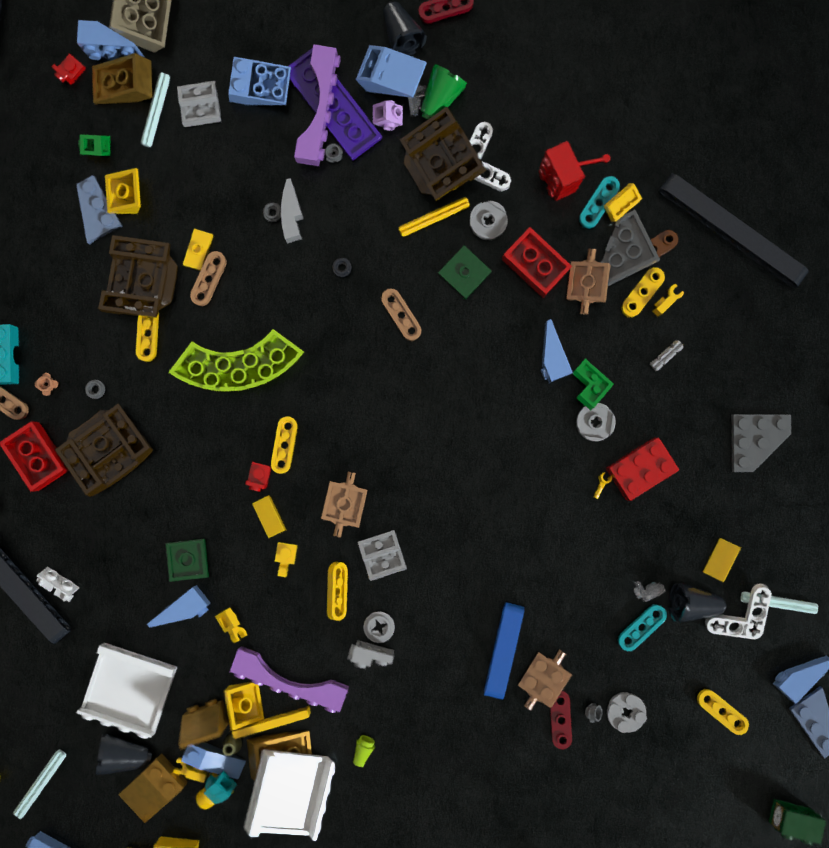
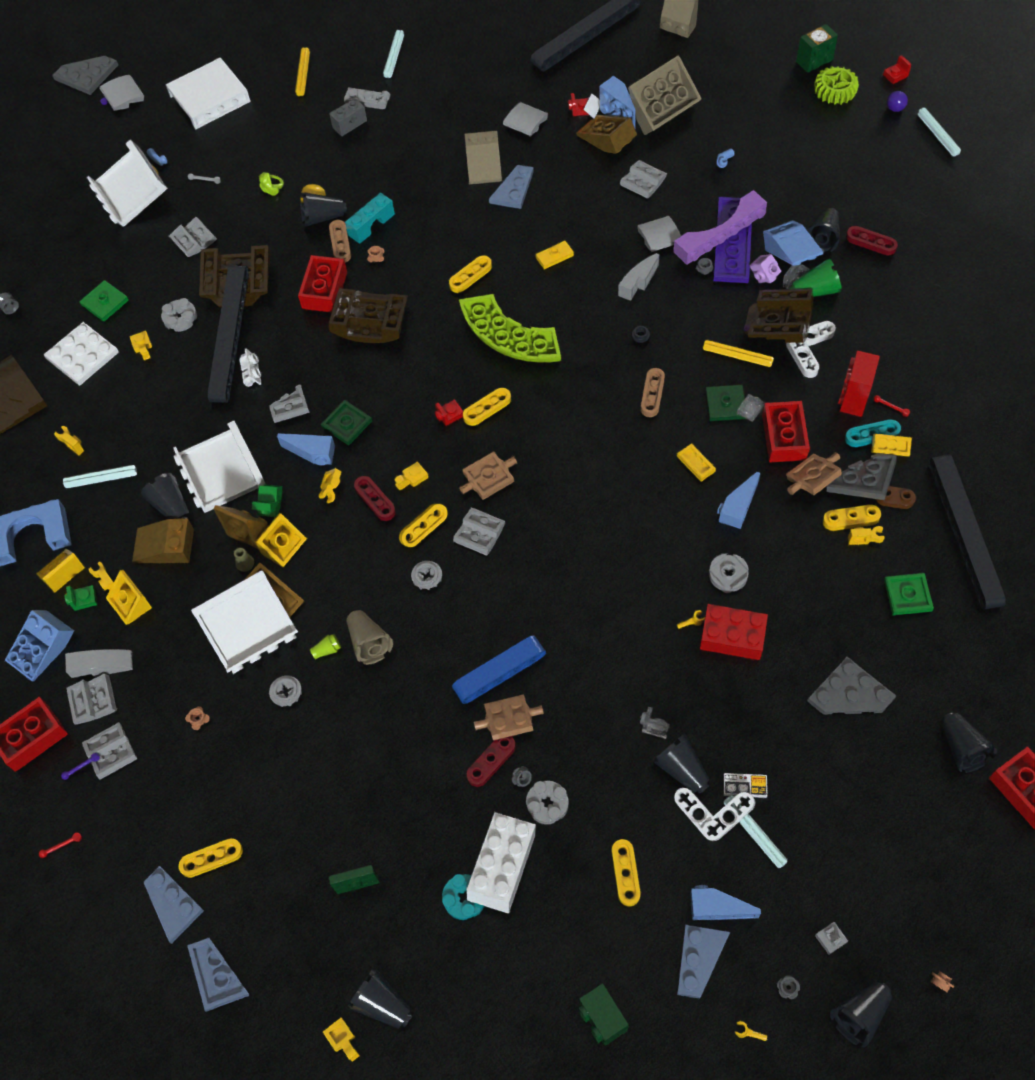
camera: 50 degrees right, 25 degrees down
(33, 127) = (525, 118): none -> light grey slope
(39, 203) = (483, 157): none -> dark tan slope
(80, 60) = (592, 106): none -> white sticker
(89, 389) = (402, 280): dark grey plate -> none
(94, 145) = (552, 152): green brick -> none
(123, 192) = (542, 187): yellow slope -> none
(125, 587) = (289, 406): none -> light grey wing
(139, 277) = (501, 240): dark brown slope -> none
(155, 109) = (611, 162): light aqua axle -> none
(191, 772) = (202, 556): yellow plate -> none
(199, 682) = (268, 500): none -> green brick
(207, 270) = (548, 271): medium nougat plate -> none
(212, 759) = (221, 558): medium blue slope -> none
(216, 790) = (200, 578): teal piece -> none
(246, 20) = (722, 158): none -> medium blue arm
(252, 666) = (344, 584): medium lavender arch -> none
(258, 82) = (693, 190): medium blue slope -> none
(266, 151) = (659, 233): none -> light grey slope
(268, 605) = (373, 492): none -> dark red plate
(269, 516) = (429, 442): yellow slope -> none
(272, 206) = (625, 267): dark grey plate -> none
(272, 722) = (286, 570): yellow tile -> none
(364, 652) = (400, 580): light grey plate -> none
(372, 816) = (277, 688): none -> light grey gear
(386, 717) = (368, 638): none -> dark tan cone
(489, 231) = (773, 392): light grey plate -> none
(490, 348) = (696, 462): none -> yellow plate
(491, 263) = (751, 407): none -> clear bracket
(596, 384) = (752, 544): green plate -> none
(622, 822) = (451, 898): none -> teal plate
(641, 788) = (501, 862): none -> white brick
(650, 625) = (631, 744): teal plate -> none
(666, 355) = (830, 573): light grey axle -> none
(721, 560) = (736, 755): yellow slope -> none
(735, 323) = (908, 594): none -> green plate
(745, 575) = (752, 784): none -> tile

